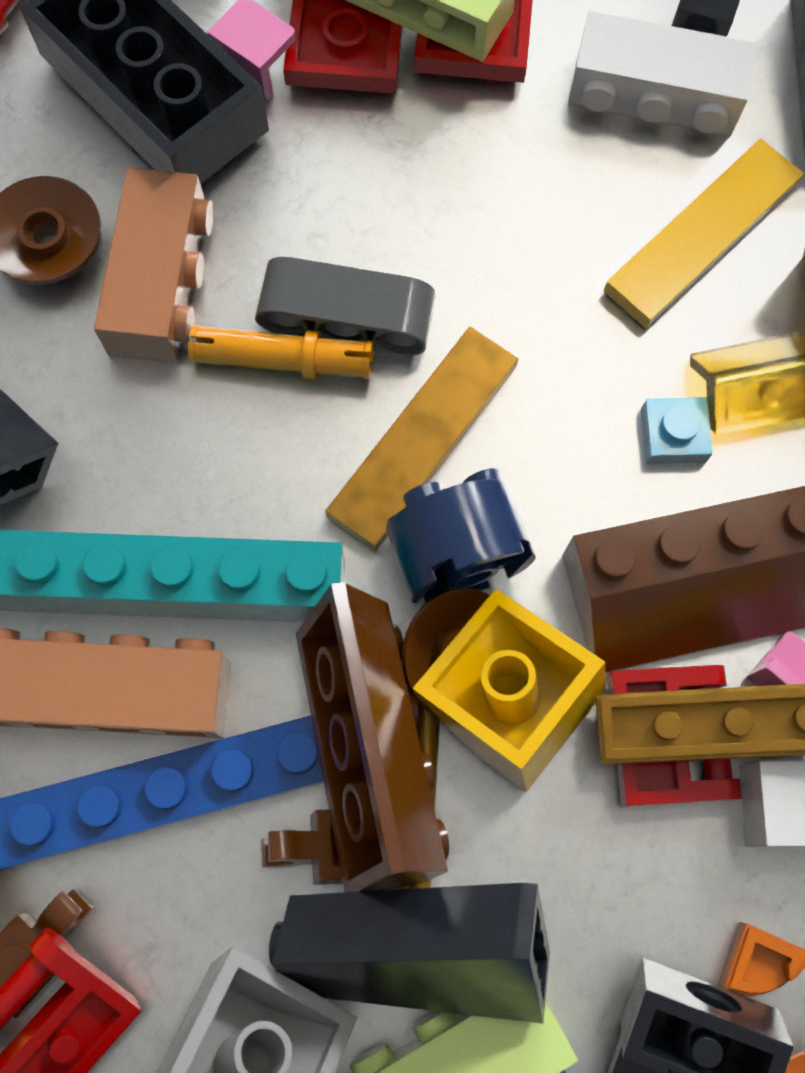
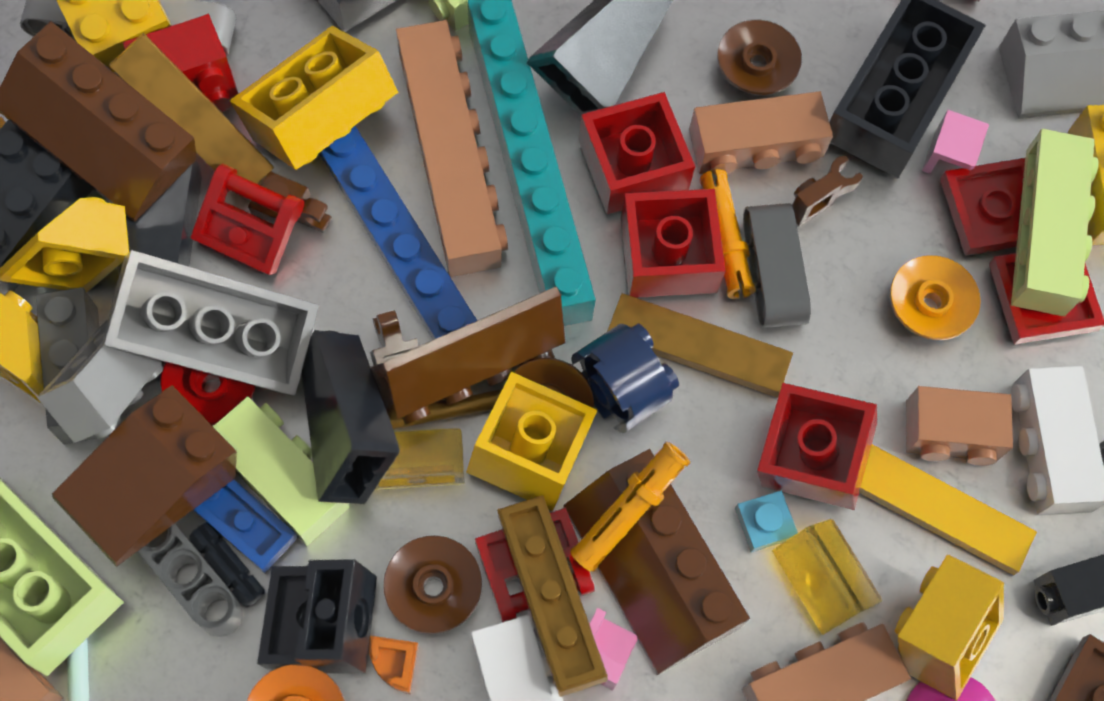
camera: 70 degrees right, 5 degrees down
(129, 426) = (635, 150): none -> red brick
(265, 228) = (818, 195): none -> reddish brown plate
(280, 420) = (672, 243): none -> red brick
(451, 122) = (944, 283): none -> light orange dish
(488, 836) = (426, 460): none -> clear yellow panel
(613, 172) = (959, 425): none -> nougat brick
(614, 329) = (818, 445): none -> red brick
(627, 514) = (644, 490): none -> light orange pin
(710, 886) = (429, 560): none -> reddish brown dish

